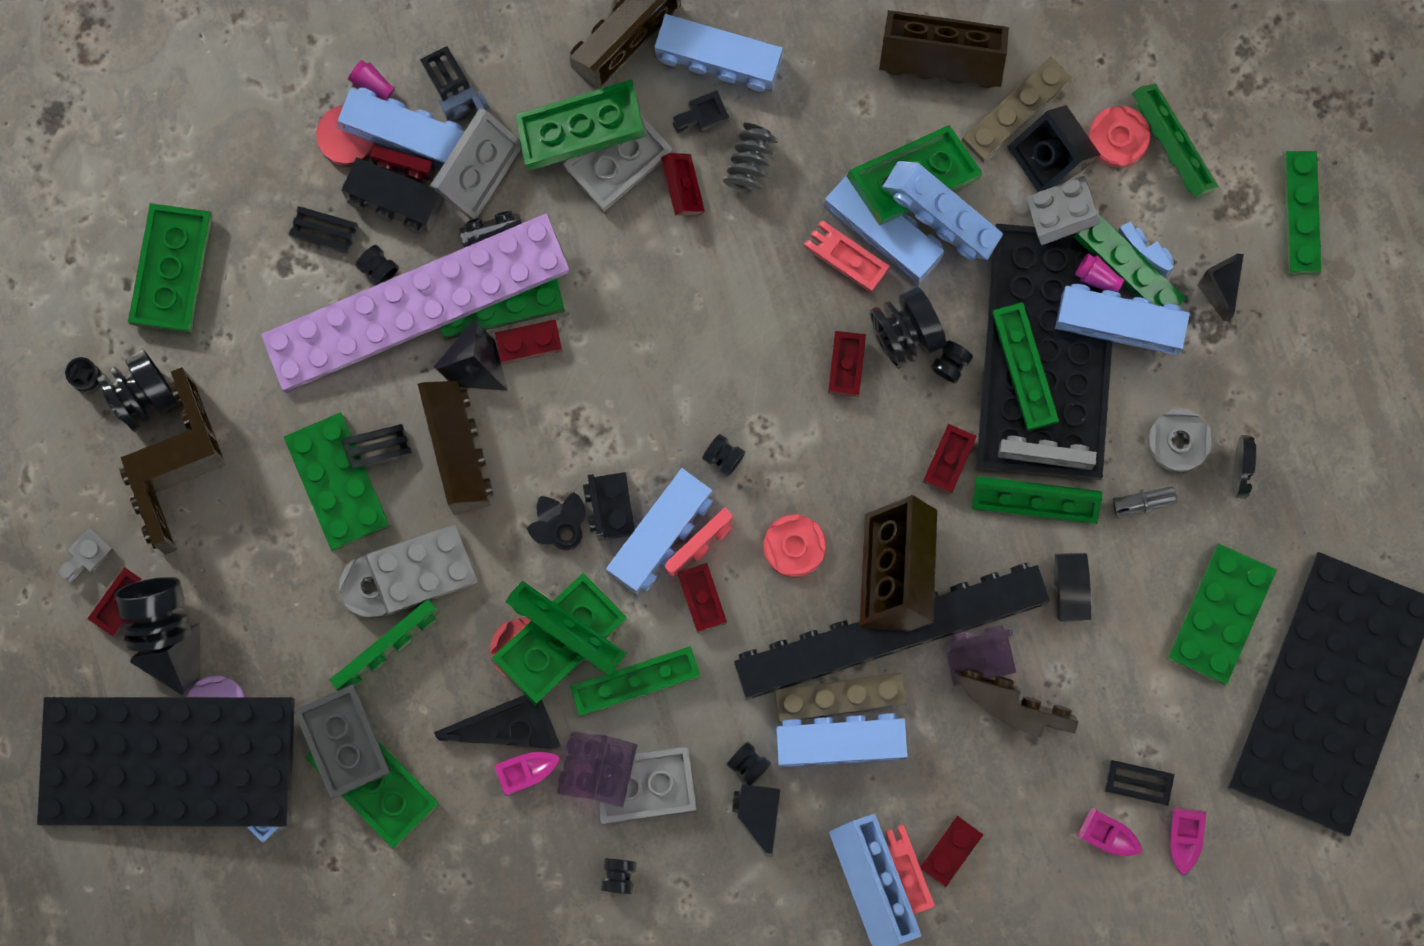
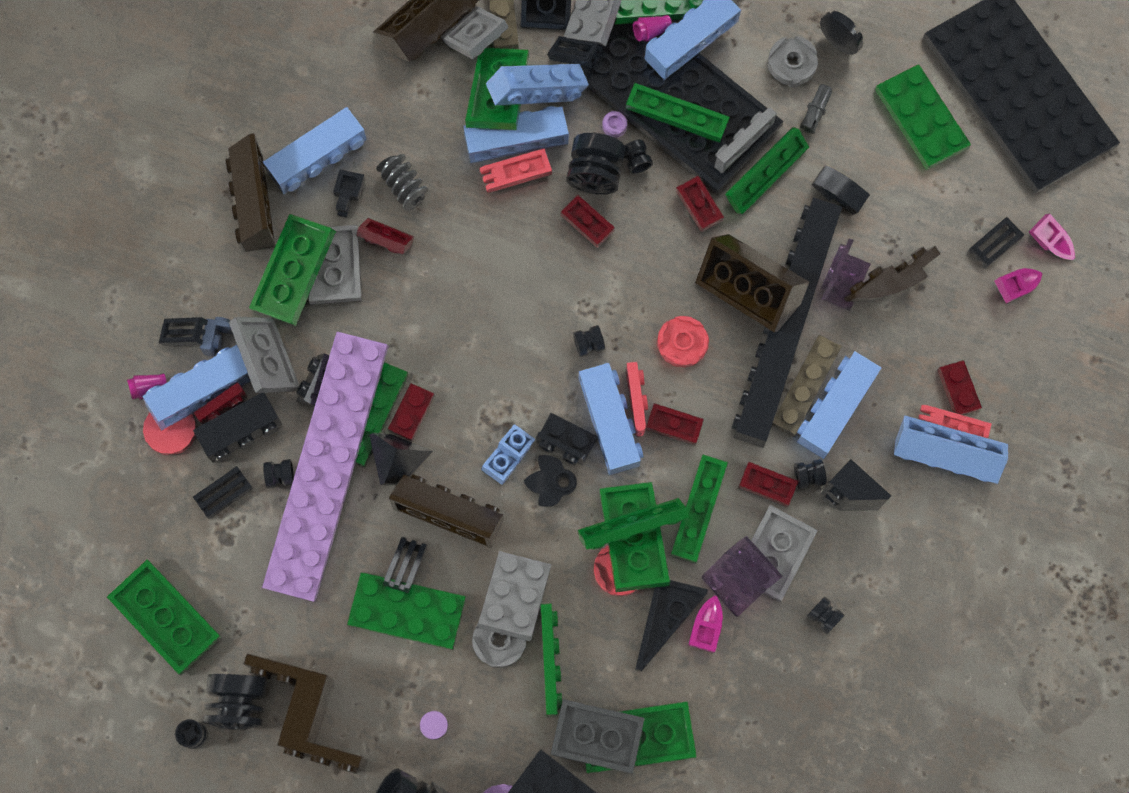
camera: 60 degrees left, 5 degrees down
(249, 585) = (433, 725): none -> lavender tile
(554, 463) = (508, 454): none -> light blue slope
(709, 730) = (768, 484): none -> dark red plate
(959, 108) = (475, 32): none -> light grey plate
(972, 315) = (614, 124): none -> lavender tile
(1019, 237) = (572, 54): none -> black tile

